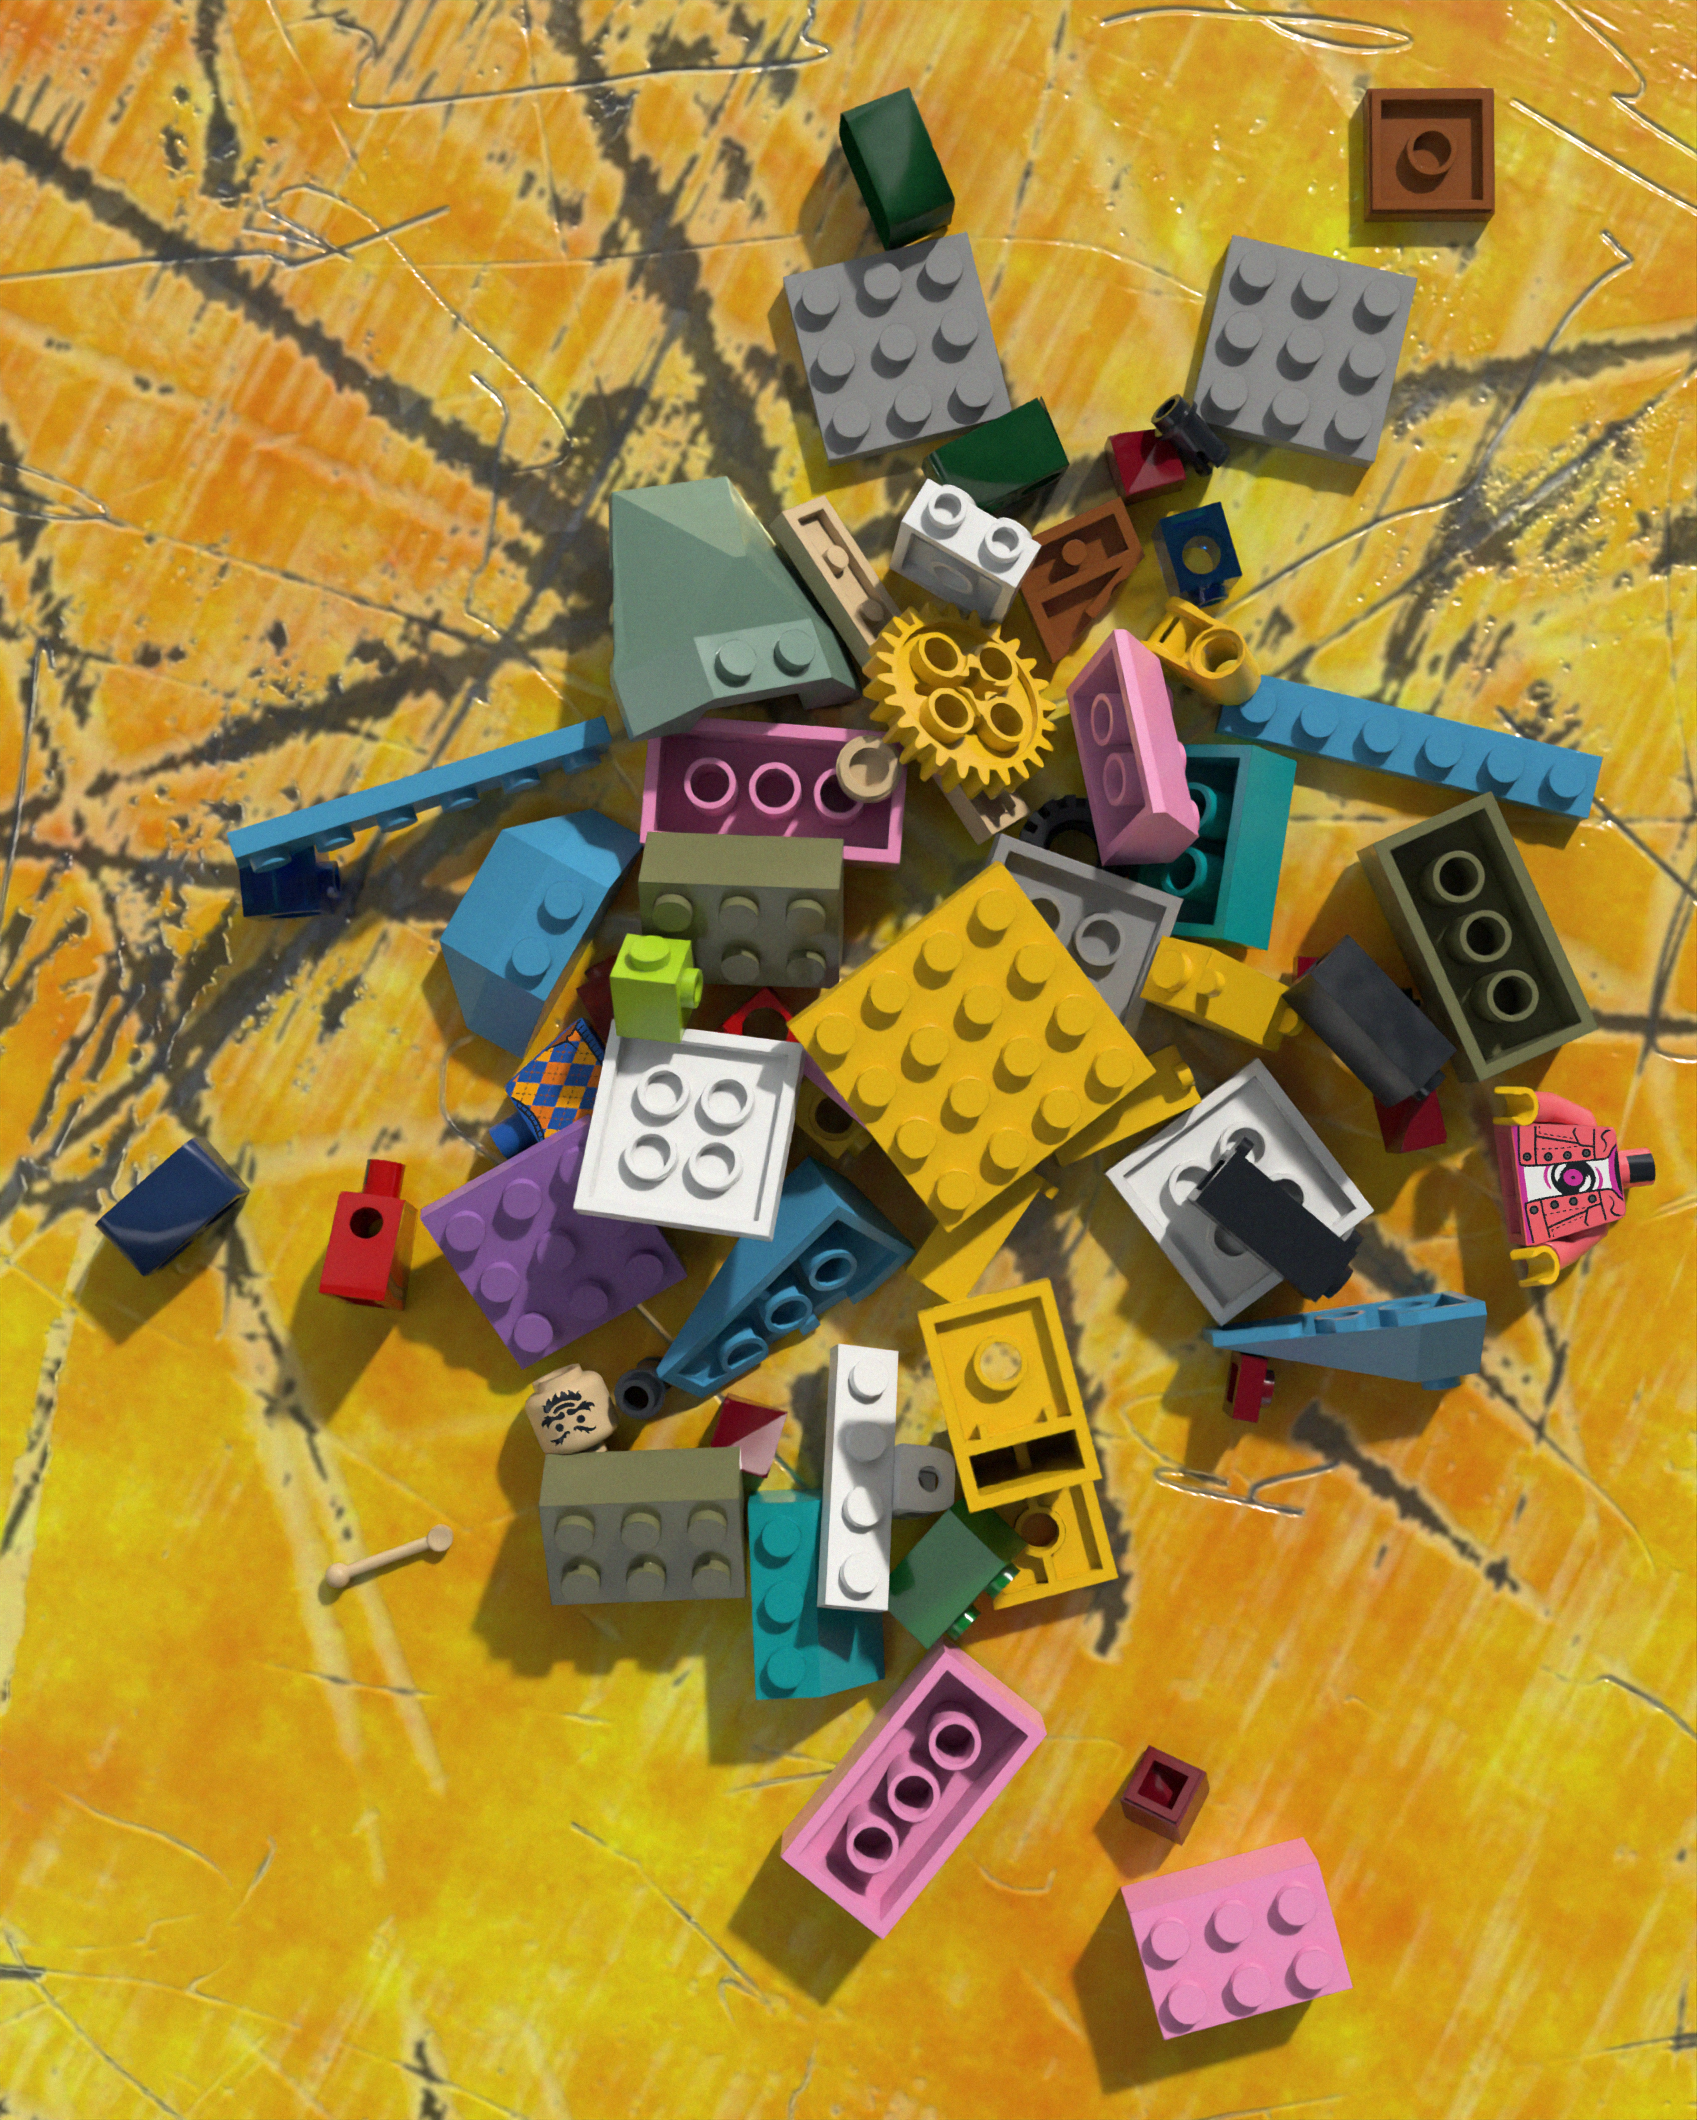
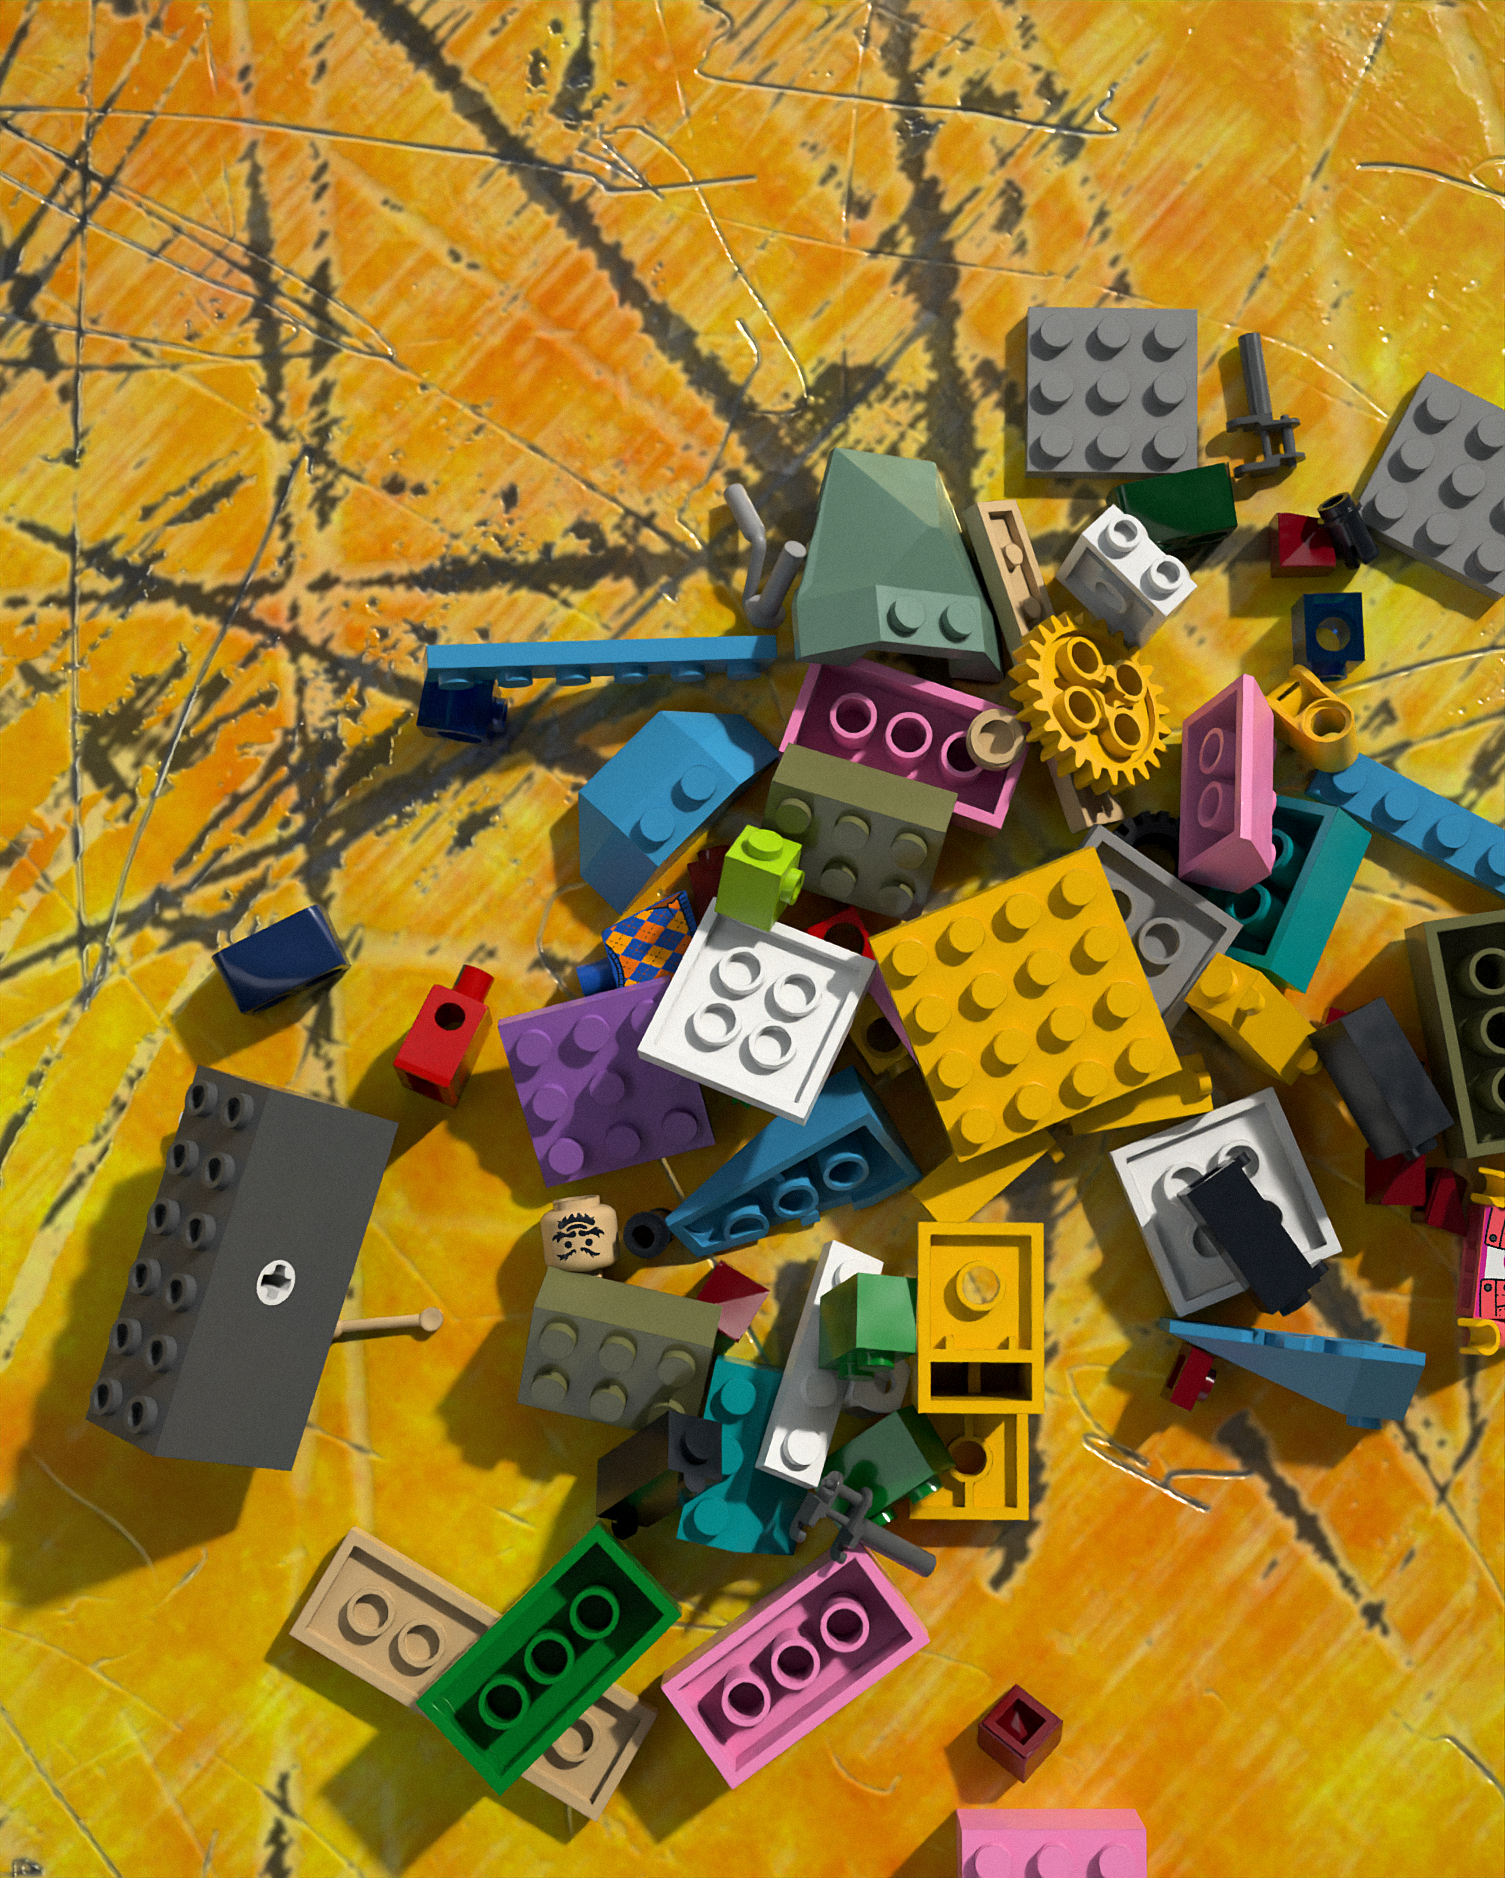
camera: 20 degrees right, 5 degrees down
(220, 1553) = (241, 1273): none -> dark grey piece
(585, 1888) = (408, 1625): none -> tan plate
(587, 687) = (766, 608): none -> light grey piece
(657, 1858) = (549, 1657): none -> green brick
(718, 1637) = (658, 1471): none -> black brick
(895, 1432) = (867, 1325): none -> green piece
(896, 169) = (1150, 241): dark green piece -> none
(940, 1640) = (856, 1528): none -> dark grey piece
(1065, 329) = (1261, 416): none -> dark grey piece
(1078, 573) = (1219, 623): dark orange wing -> none
(1466, 1130) = (1443, 1203): none -> dark red slope

